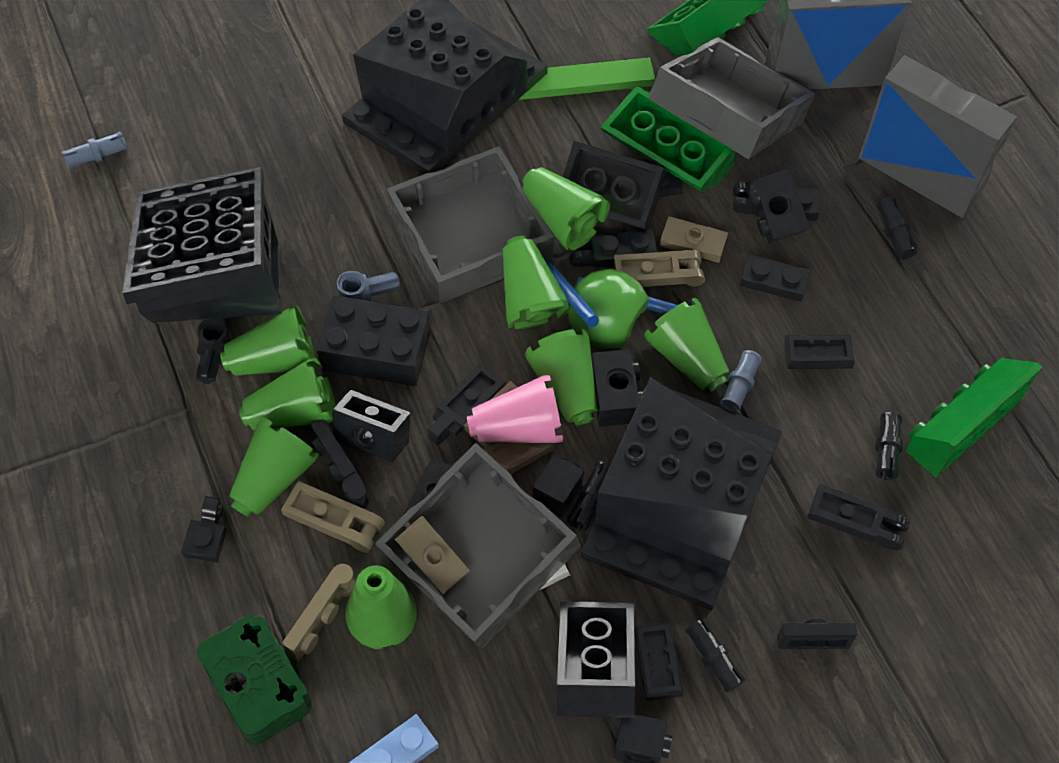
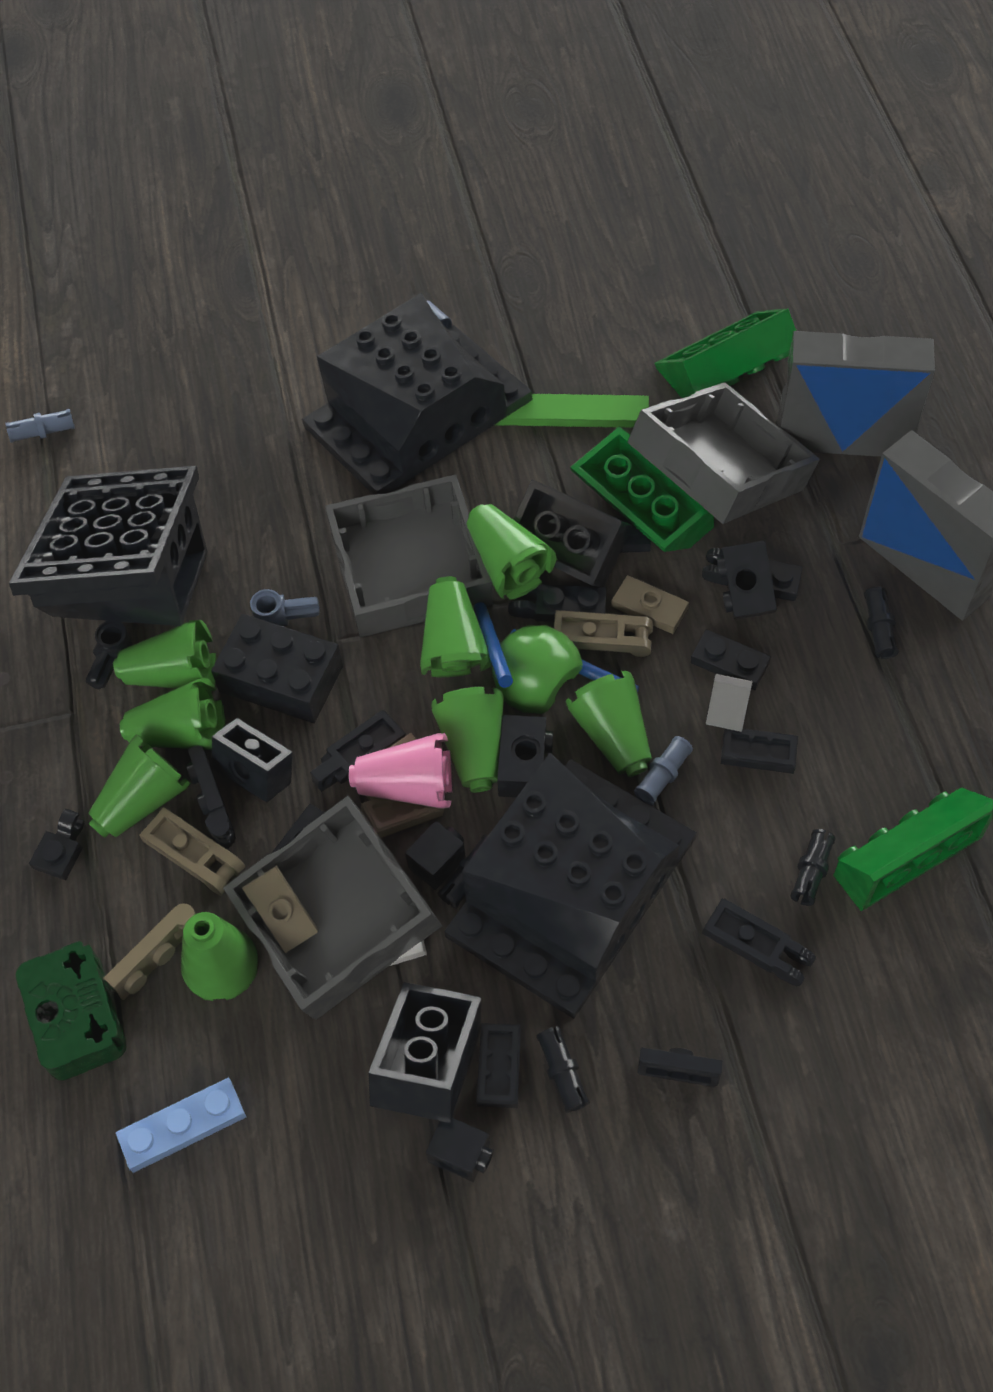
camera: 15 degrees right, 0 degrees up
(787, 313) = (728, 702): none -> light grey slope

